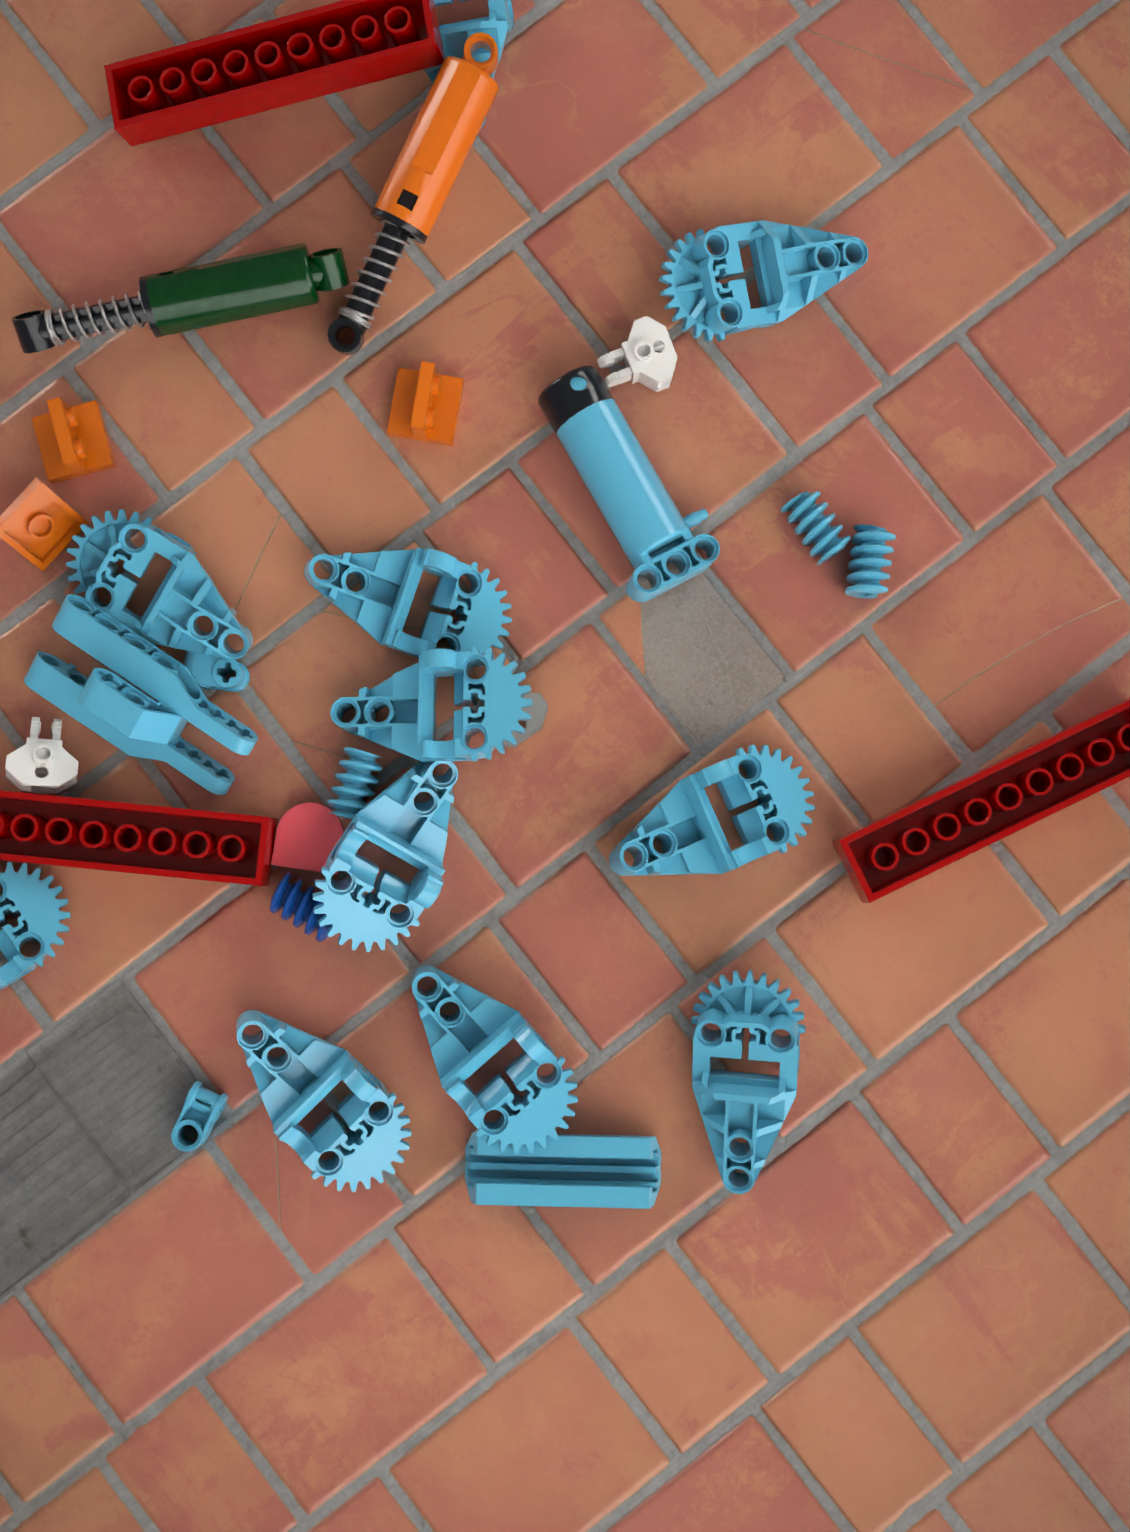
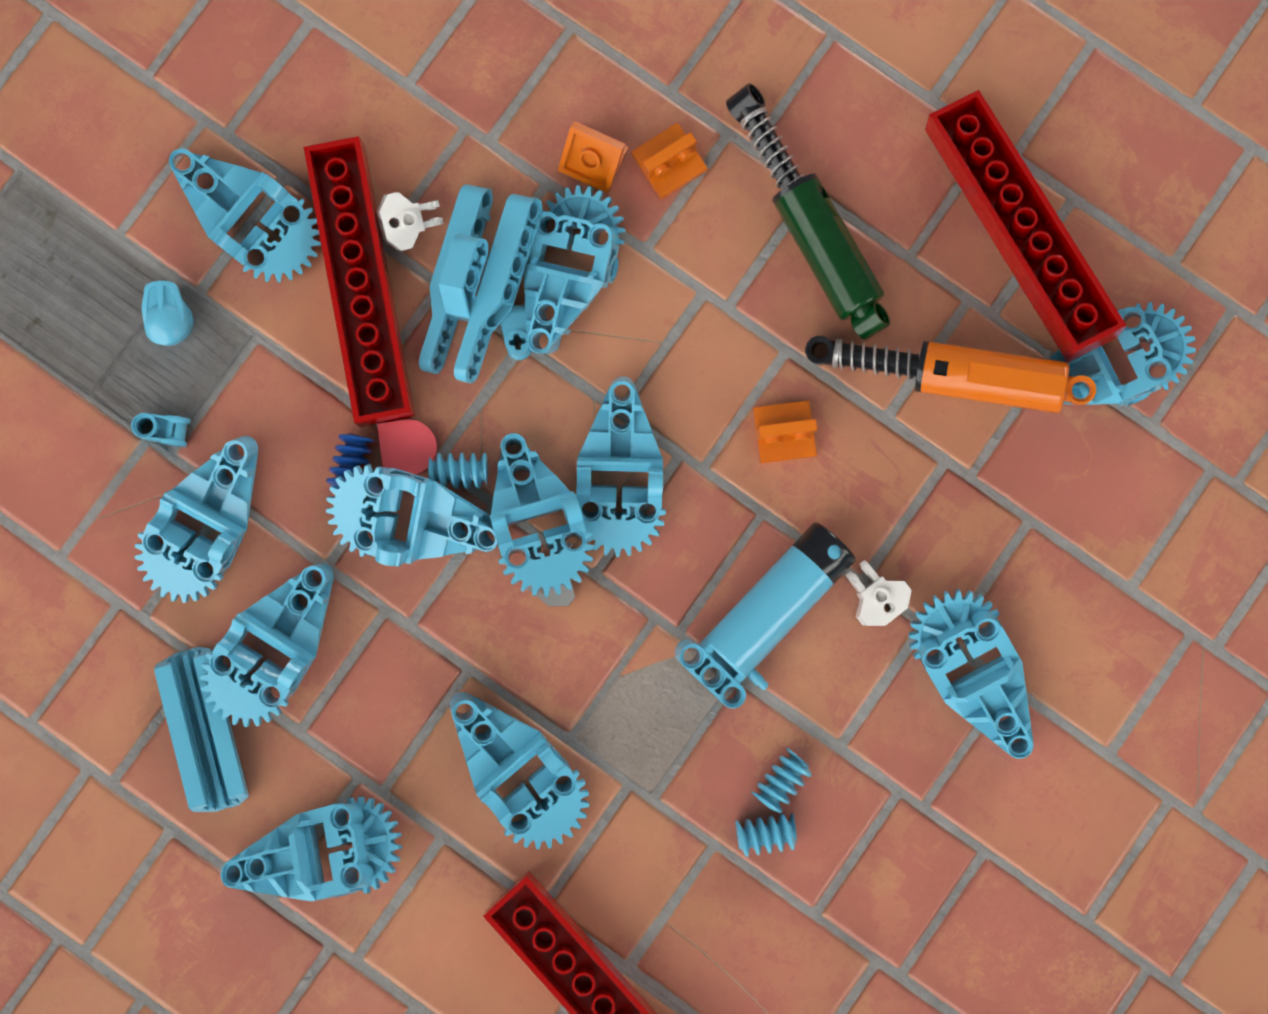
camera: 75 degrees right, 0 degrees up
(62, 1072) = (165, 314): none -> medium azure helmet

